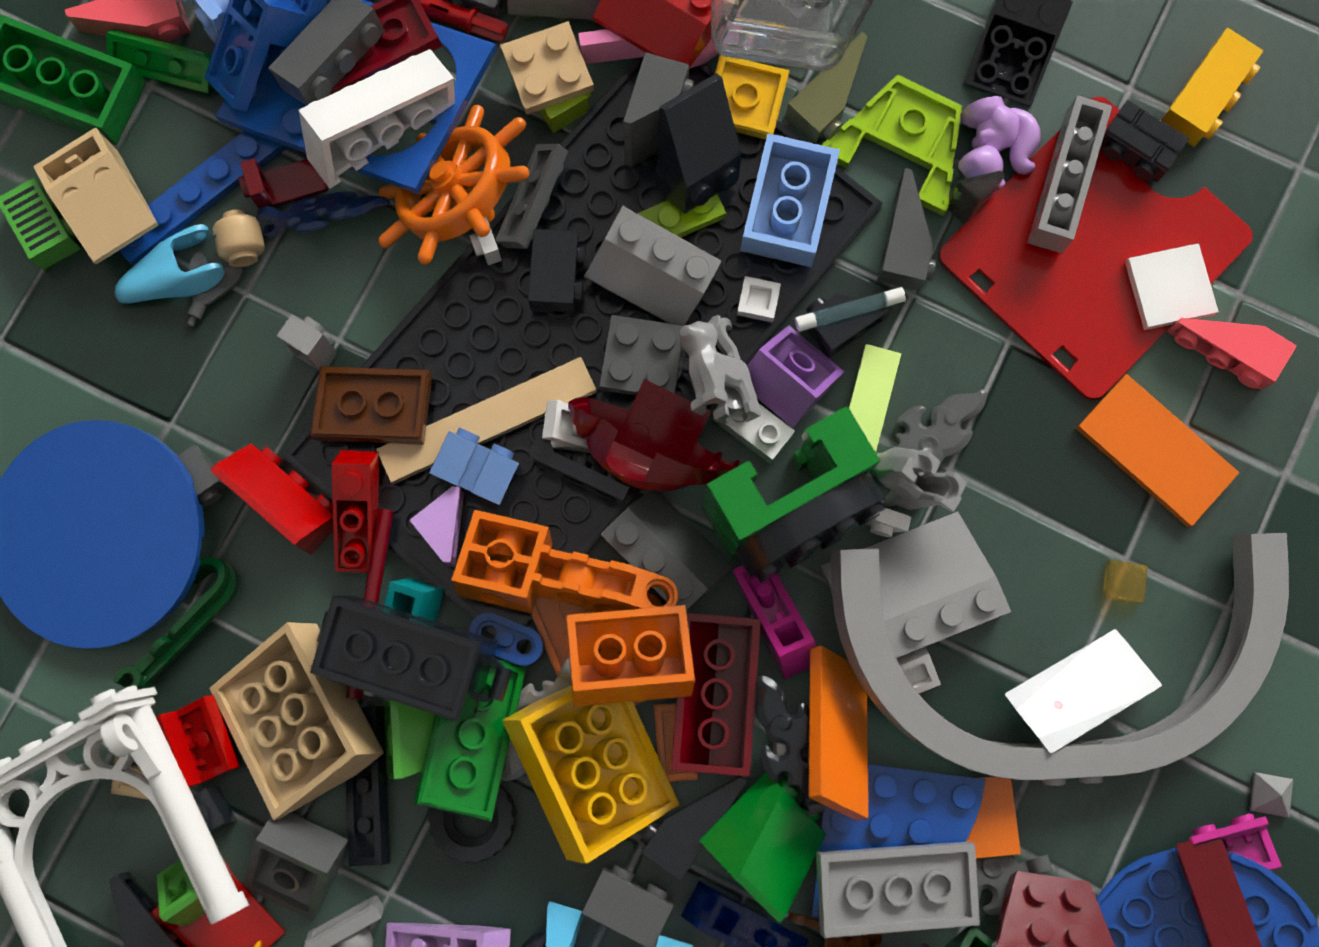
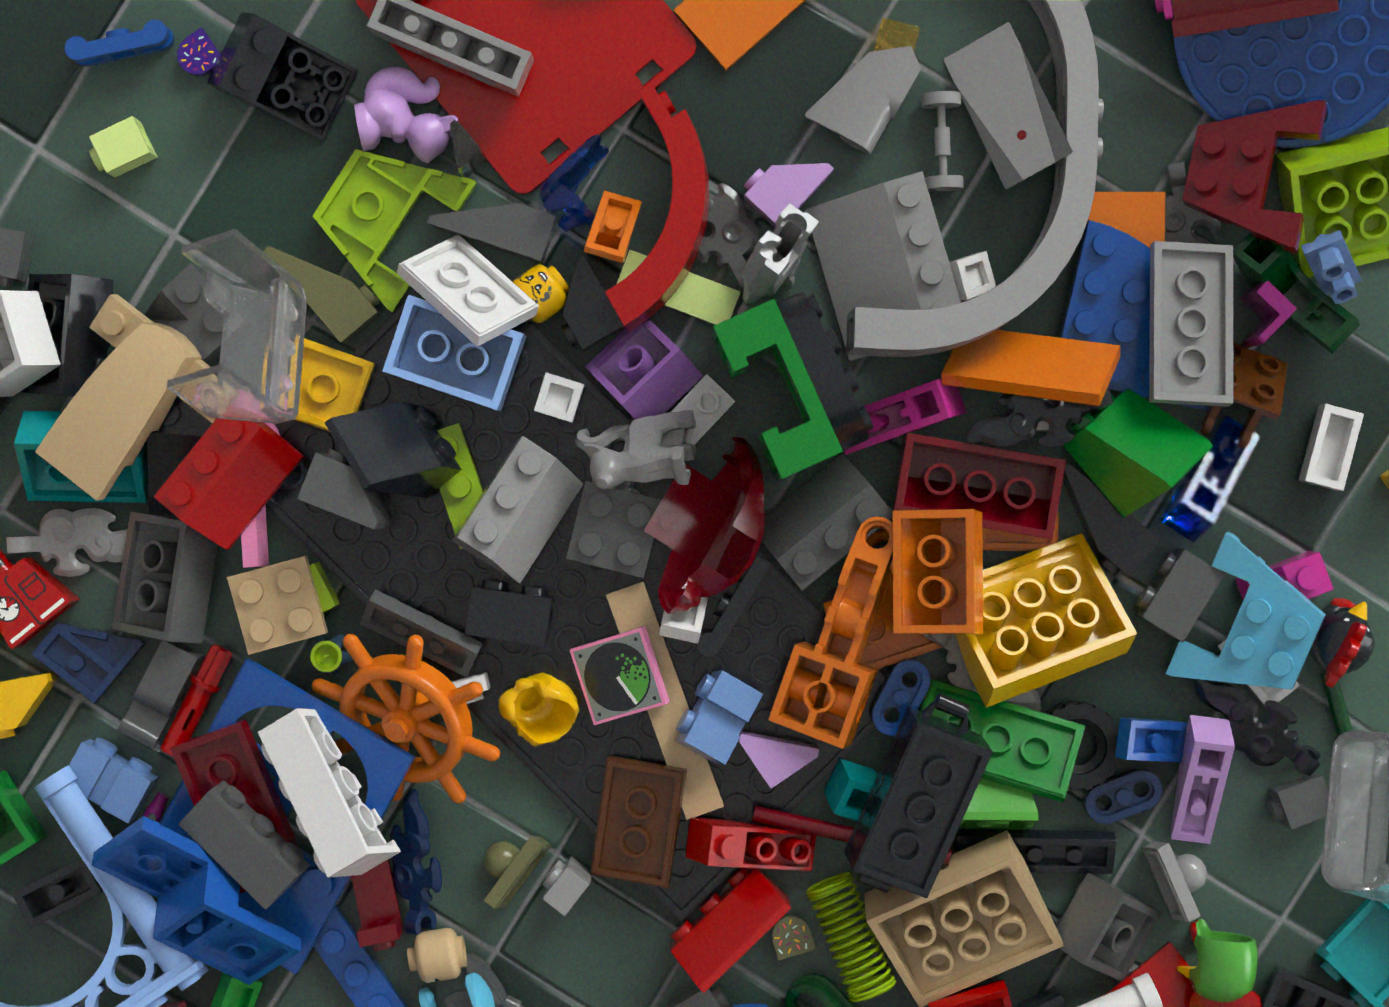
camera: 85 degrees left, 10 degrees up
(230, 630) = (826, 888): none -> lime piece
(272, 561) = (792, 937): none -> olive tile
(322, 298) = (512, 868): none -> olive tile
(422, 870) = (1122, 797): none -> dark blue plate
(470, 304) = (539, 708): none -> yellow hair
(482, 890) = (1150, 740): none -> blue plate
(502, 114) = (328, 656): none -> lime piece
(506, 375) = (619, 675): none -> tile
(849, 204) = (467, 290): none -> white tile
(850, 309) = (583, 301): clear light blue bar -> none
(851, 273) = (545, 288): none -> yellow head
(889, 522) = (813, 282): white plate -> none
(920, 334) = (613, 227): none -> orange slope
(930, 397) = (674, 253): none -> red arch
(957, 289) = (562, 183): none -> clear blue hair
(982, 493) = (784, 184): none -> lavender slope
(1072, 558) = (867, 97): none -> light grey panel
(1076, 626) = (942, 100): none -> light grey wheel

